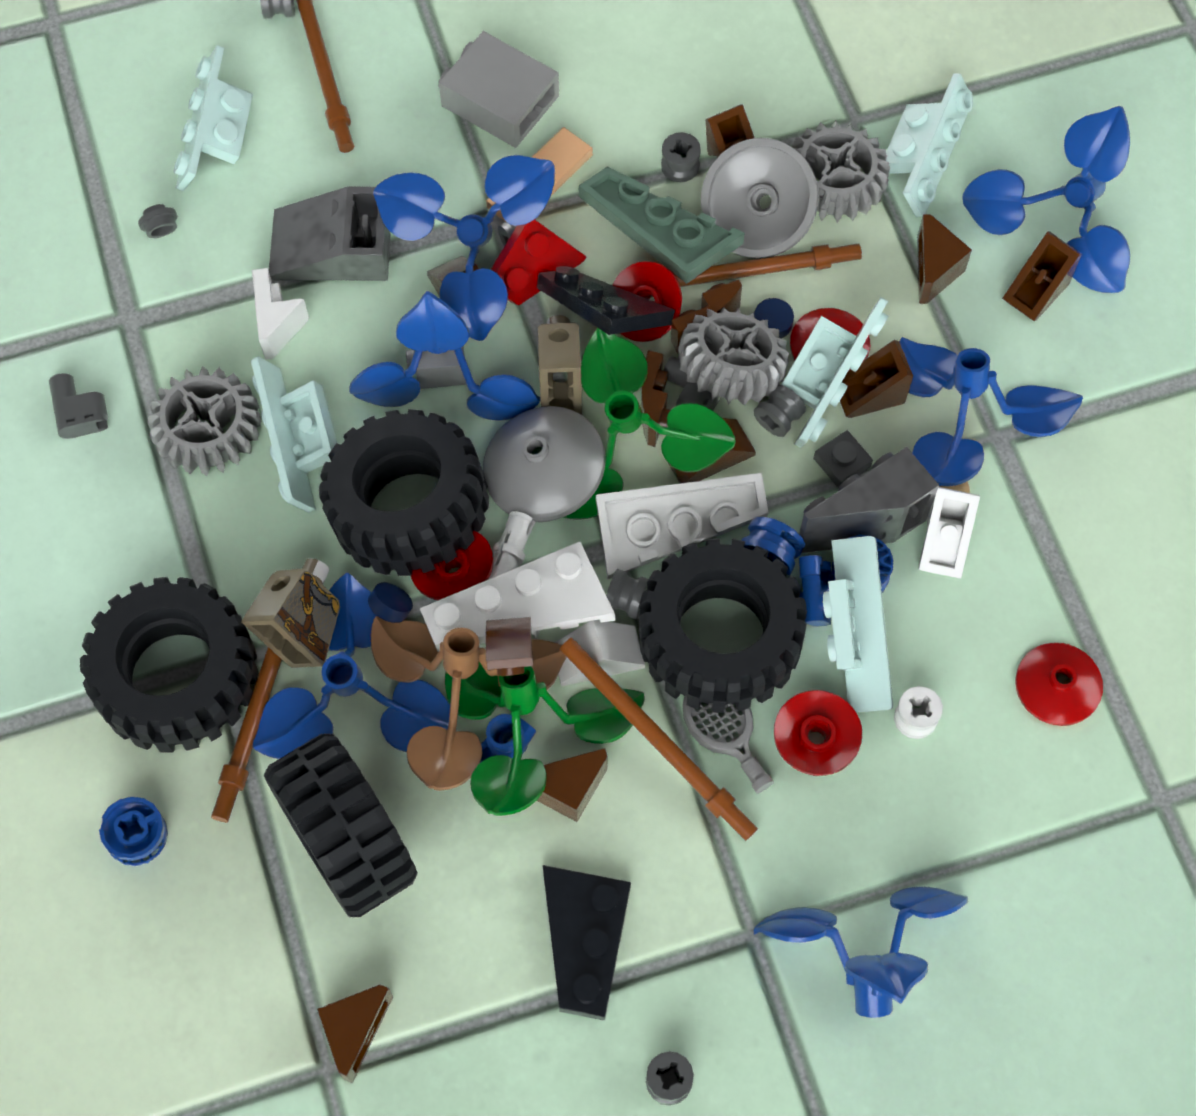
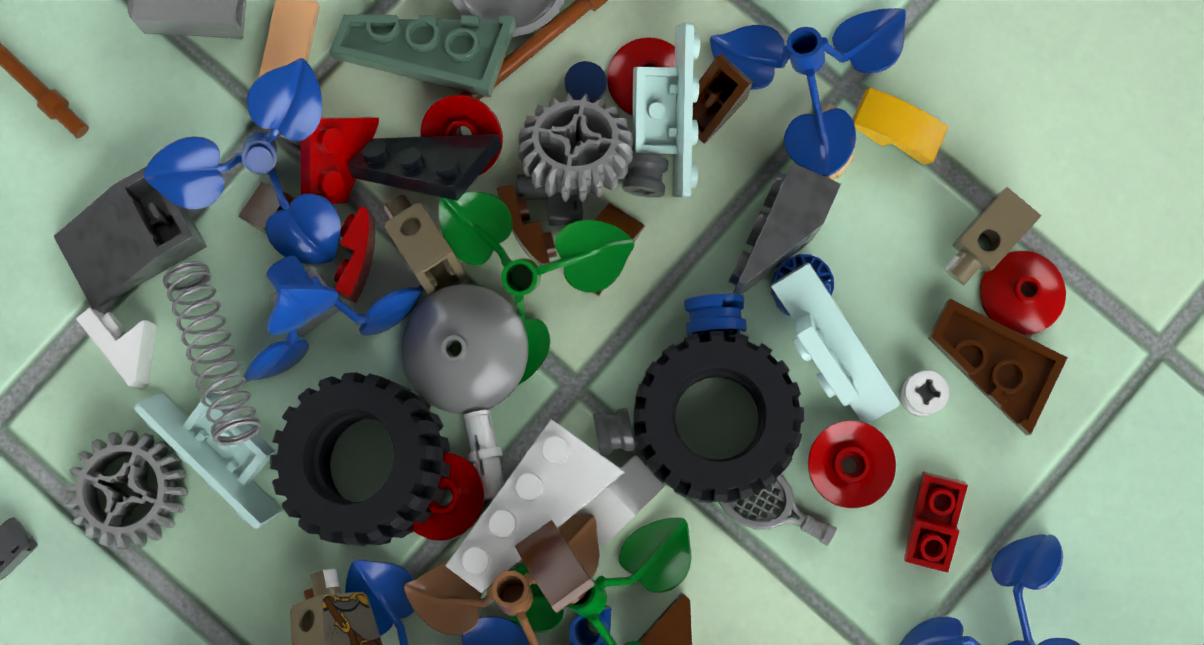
camera: 30 degrees left, 15 degrees up
(357, 305) = (189, 288): none -> light grey piece
(390, 602) = (409, 564): dark blue tile -> none
(511, 335) = (359, 240): none -> red slope
(661, 520) = (603, 341): white wing -> none
(715, 299) = (526, 102): reddish brown slope -> none
(718, 801) = (801, 574): dark orange bar -> none
(815, 577) = (776, 331): blue plate -> none
(842, 458) = (725, 187): dark grey plate -> none
(865, 826) = (935, 521): none -> red slope
(948, 532) = (862, 213): white slope -> none
(1002, 724) = (999, 361): none -> reddish brown wing
(1031, 491) = (899, 123): none -> yellow slope
(1055, 610) = (1003, 223): none -> dark tan torso

